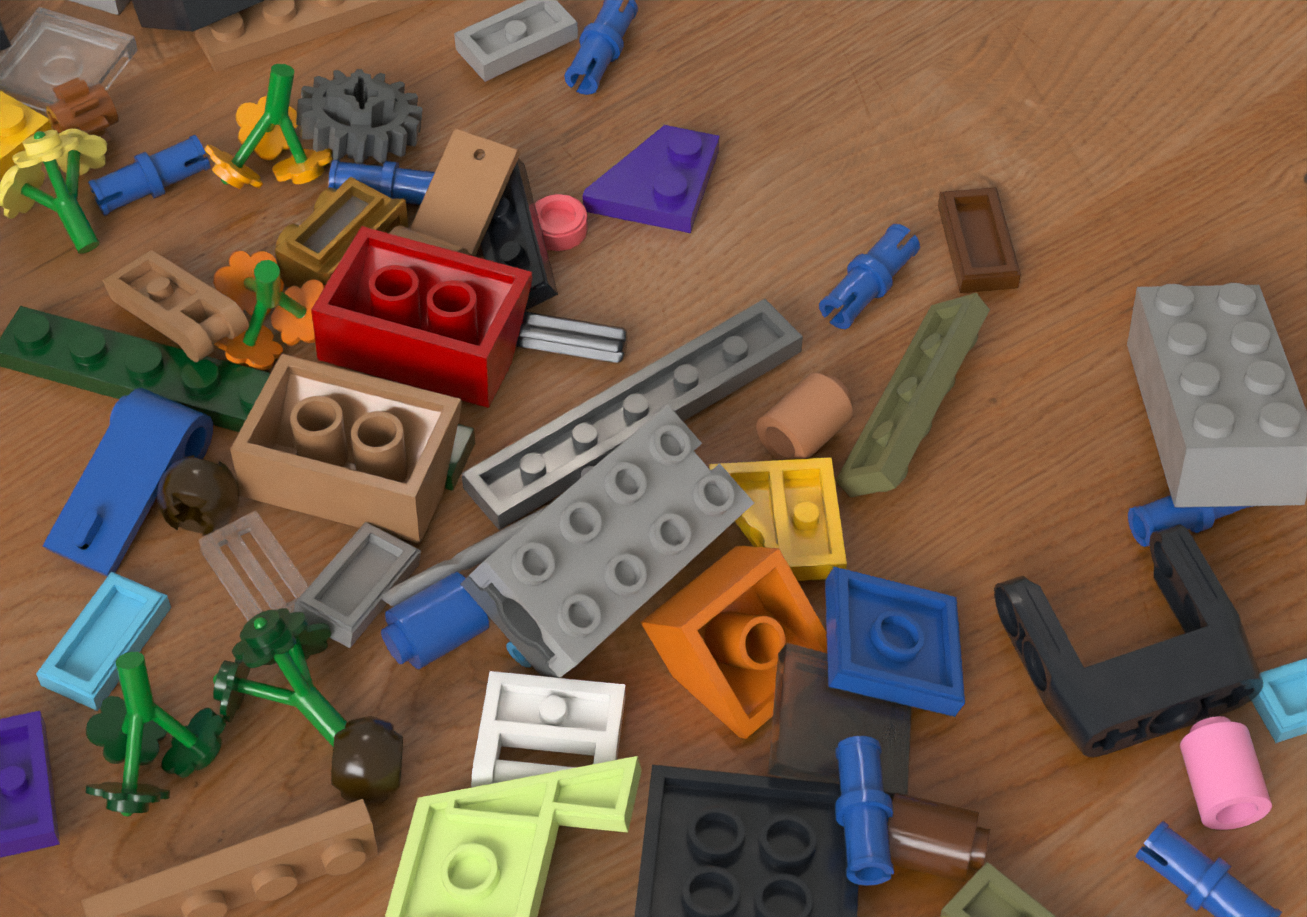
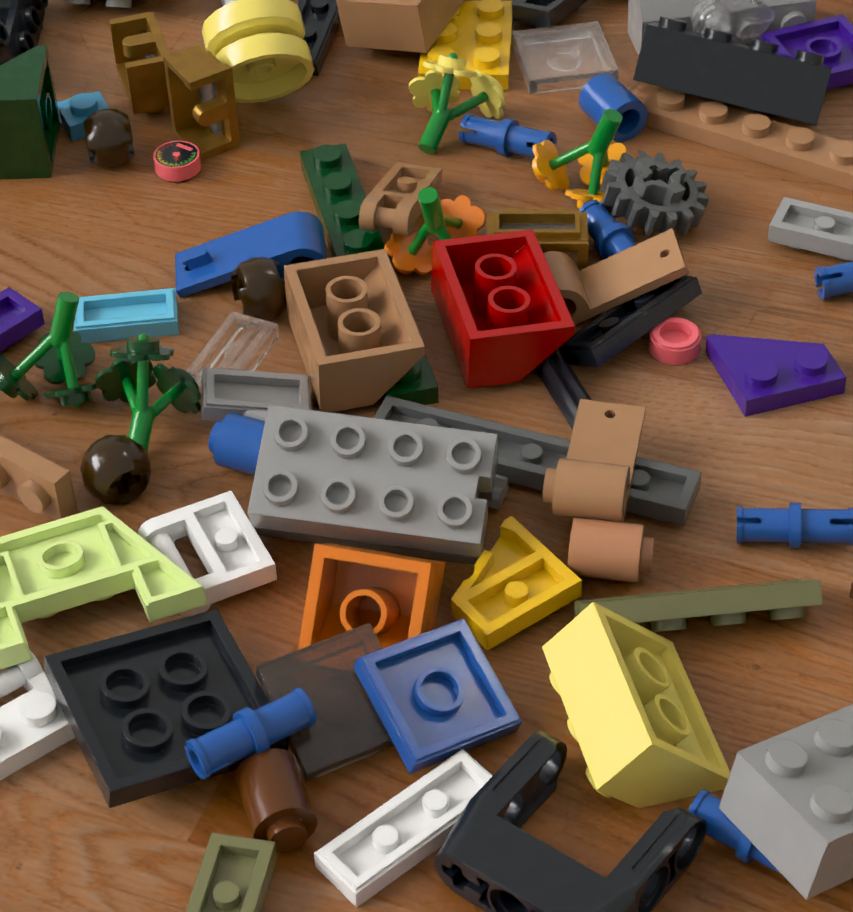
camera: 60 degrees right, 10 degrees down
(82, 109) = (522, 80): dark orange gear -> none
(190, 72) = (607, 92): none -> blue brick
(706, 365) = (599, 462): none -> medium nougat door
(1006, 512) = (633, 711): none -> light yellow slope
(1015, 752) = (401, 830): none -> white tile

